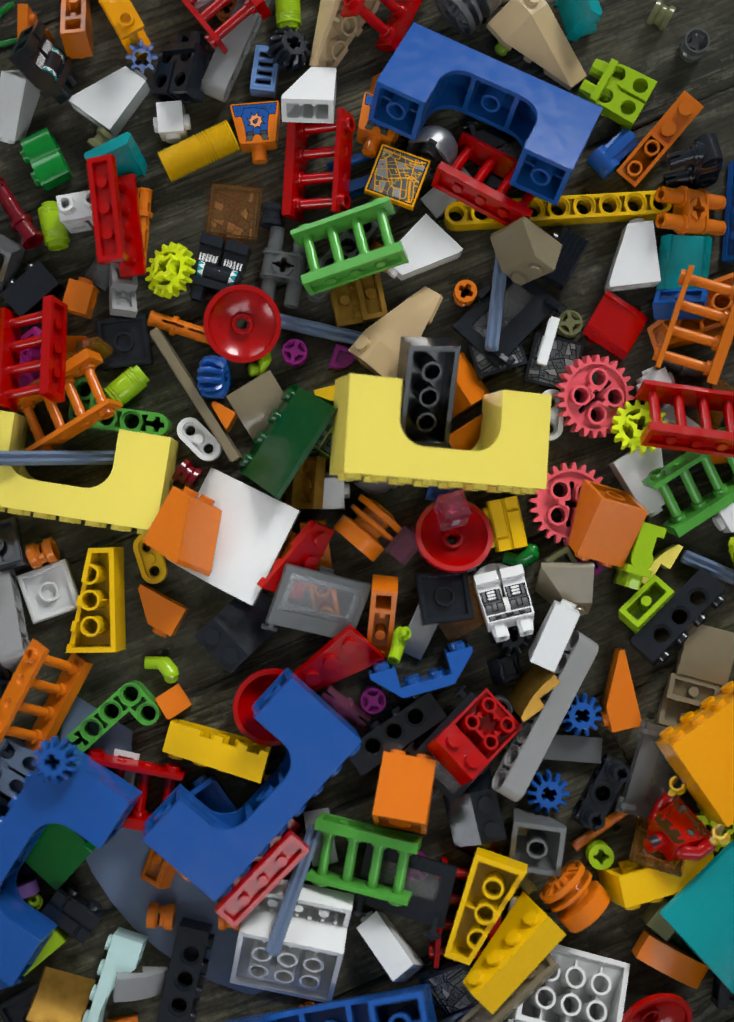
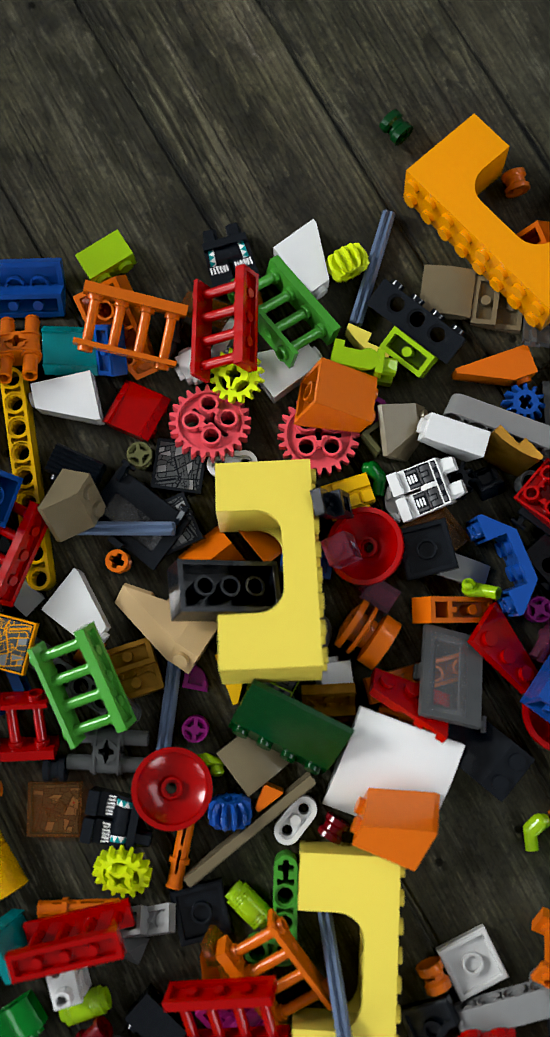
camera: 90 degrees left, 5 degrees down
(81, 297) = (159, 966): orange brick -> none
(101, 604) = (480, 905): yellow wedge -> none
(147, 560) = (432, 862): yellow plate -> none
(161, 611) = (477, 839): orange slope -> none
(498, 505) = (331, 504): none -> black slope
(547, 341) = (160, 474): white tile -> none

